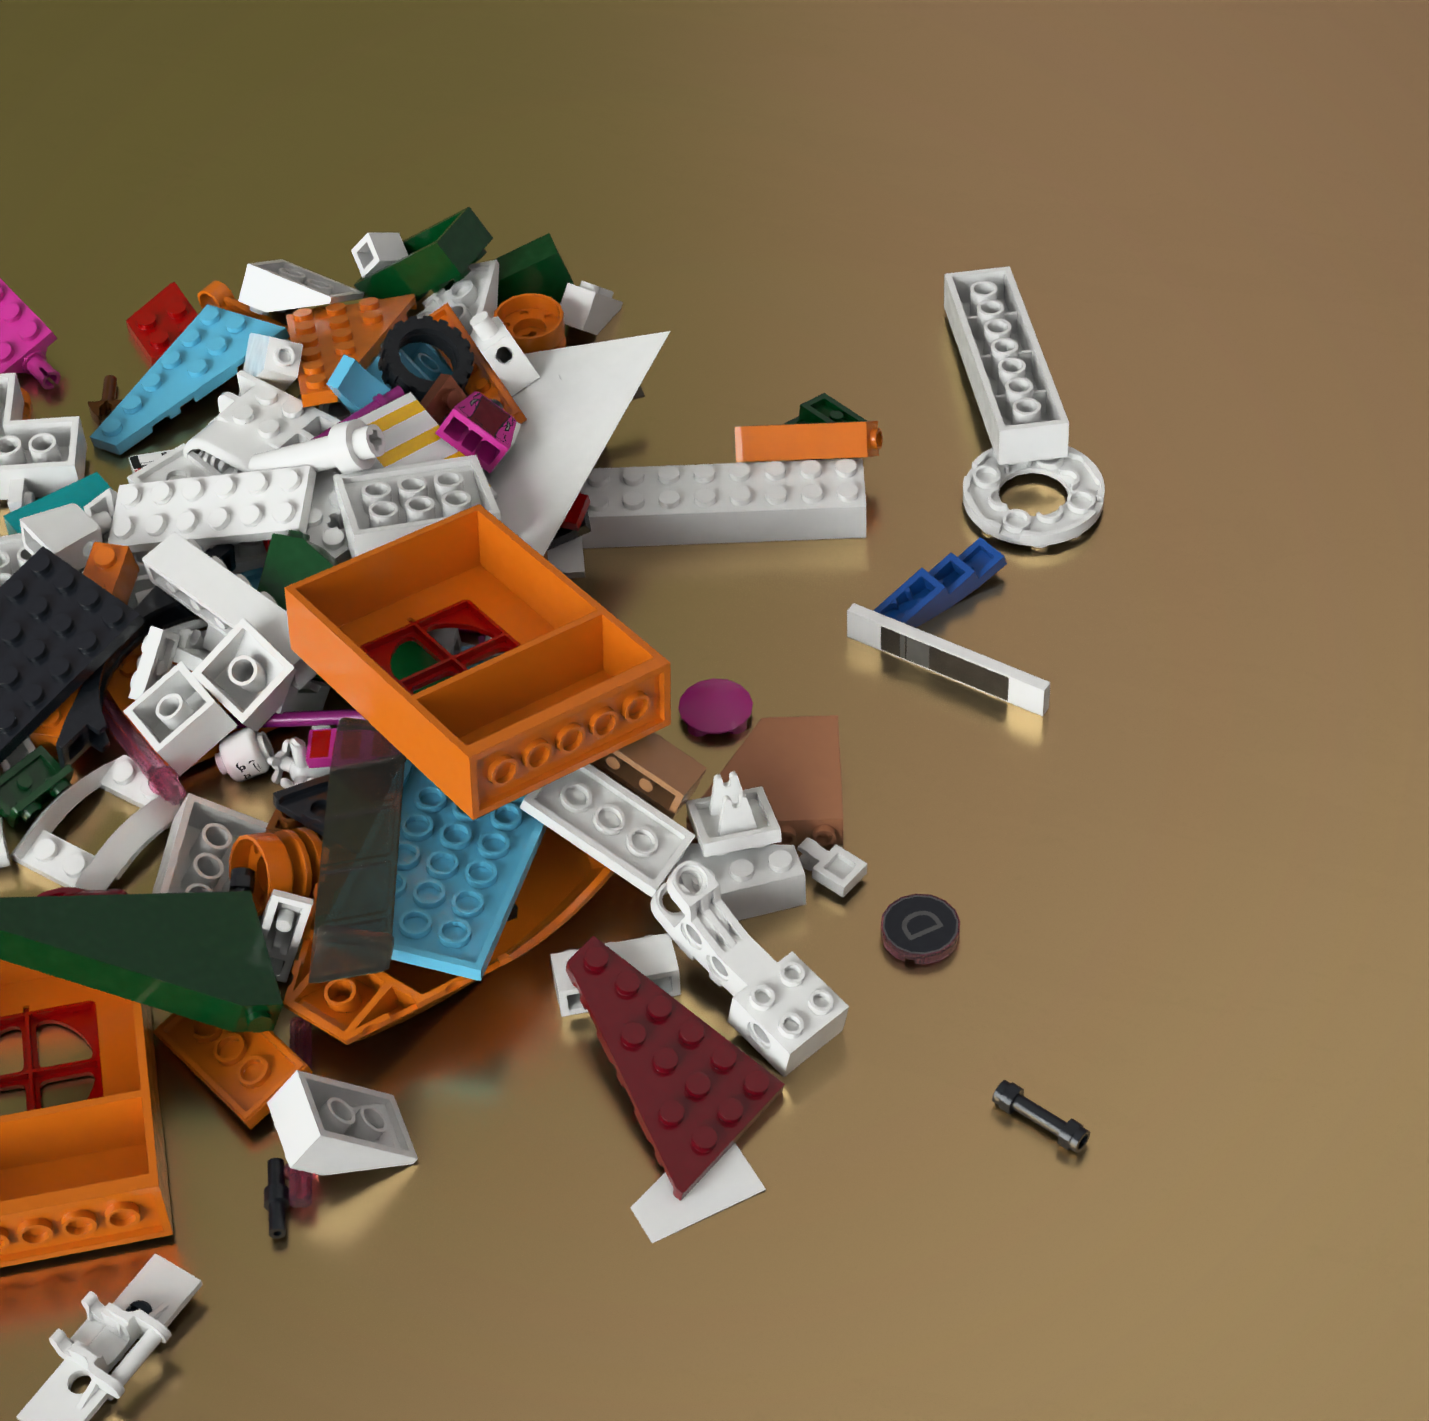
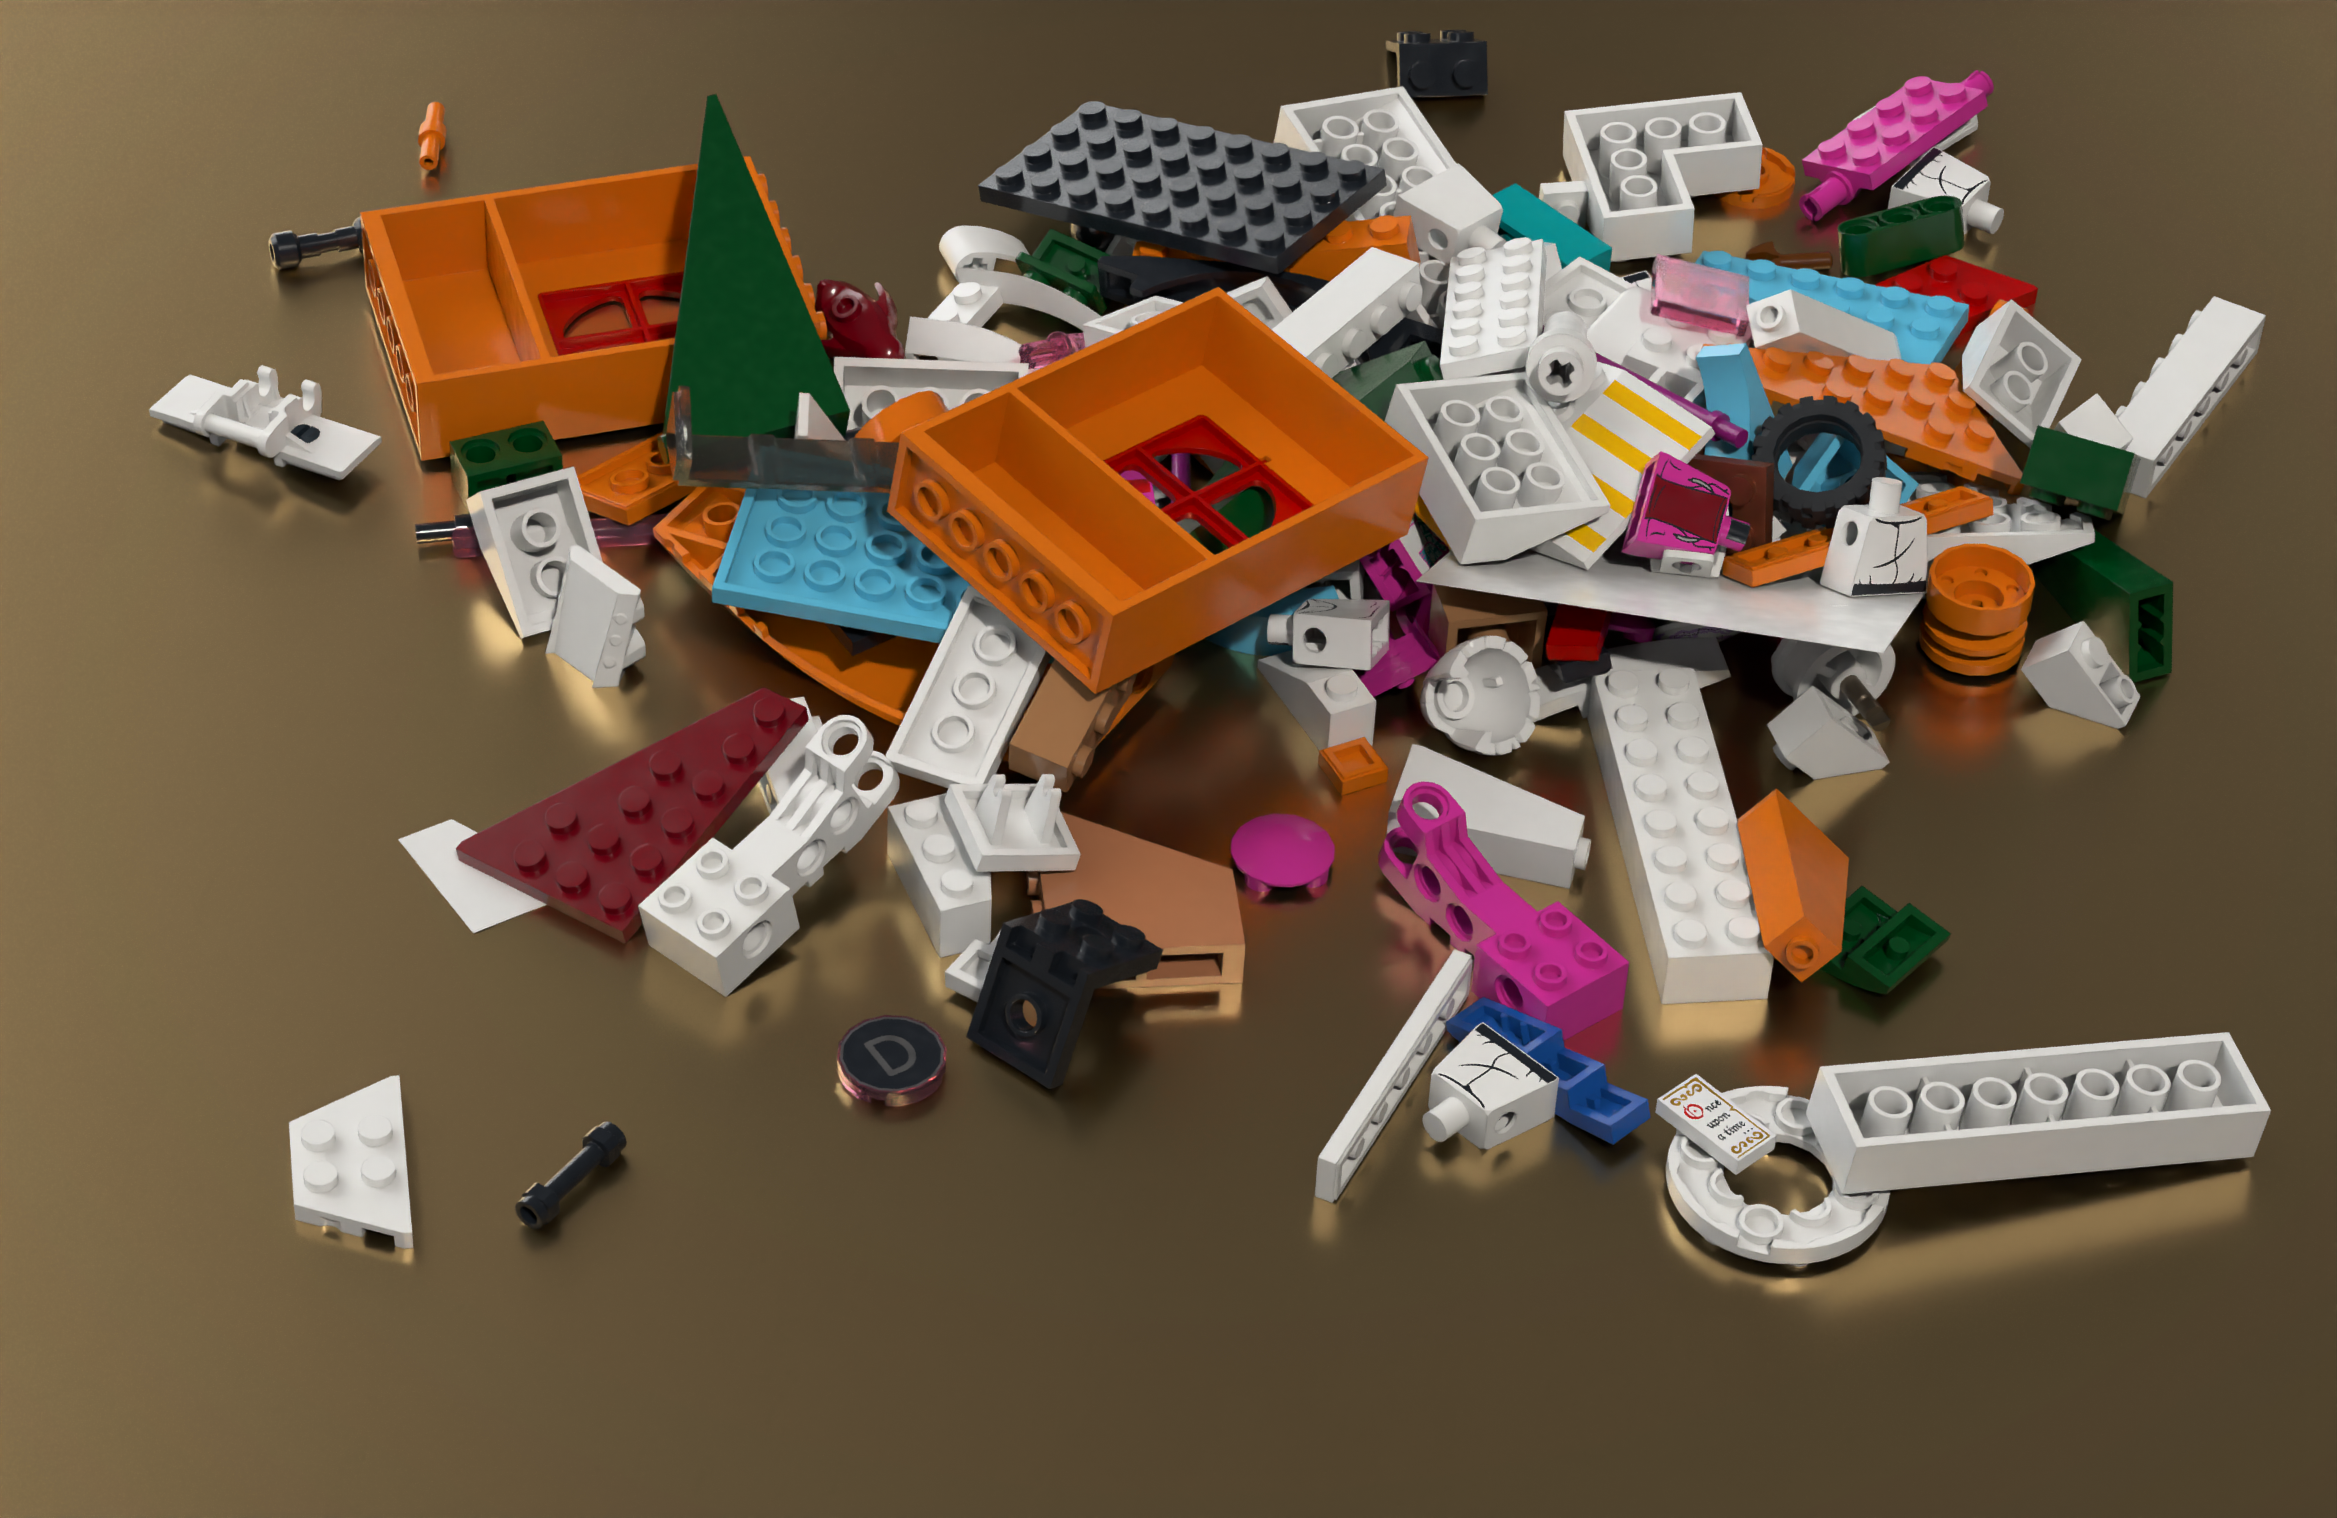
camera: 80 degrees right, 5 degrees down
(67, 310) = (1946, 176): none -> white torso
(109, 333) = (1901, 236): none -> dark green beam
(206, 1156) = (502, 458): none -> dark green brick
(231, 398) = (1699, 295): none -> clear pink tile
(295, 225) = (2188, 386): none -> white brick
(435, 1090) = (597, 620): none -> white slope
(594, 576) = (1483, 696): none -> white hair
(638, 430) = (1824, 738): none -> white slope
(700, 601) = (1508, 825): none -> white slope
(846, 572) = (1523, 957): none -> dark pink brick
(885, 800) = (1055, 965): none -> black bracket
(963, 614) = (1488, 1091): none -> white torso
(1005, 506) = (1716, 1124): none -> white tile
(1027, 1256) = (354, 1164): none -> white wing

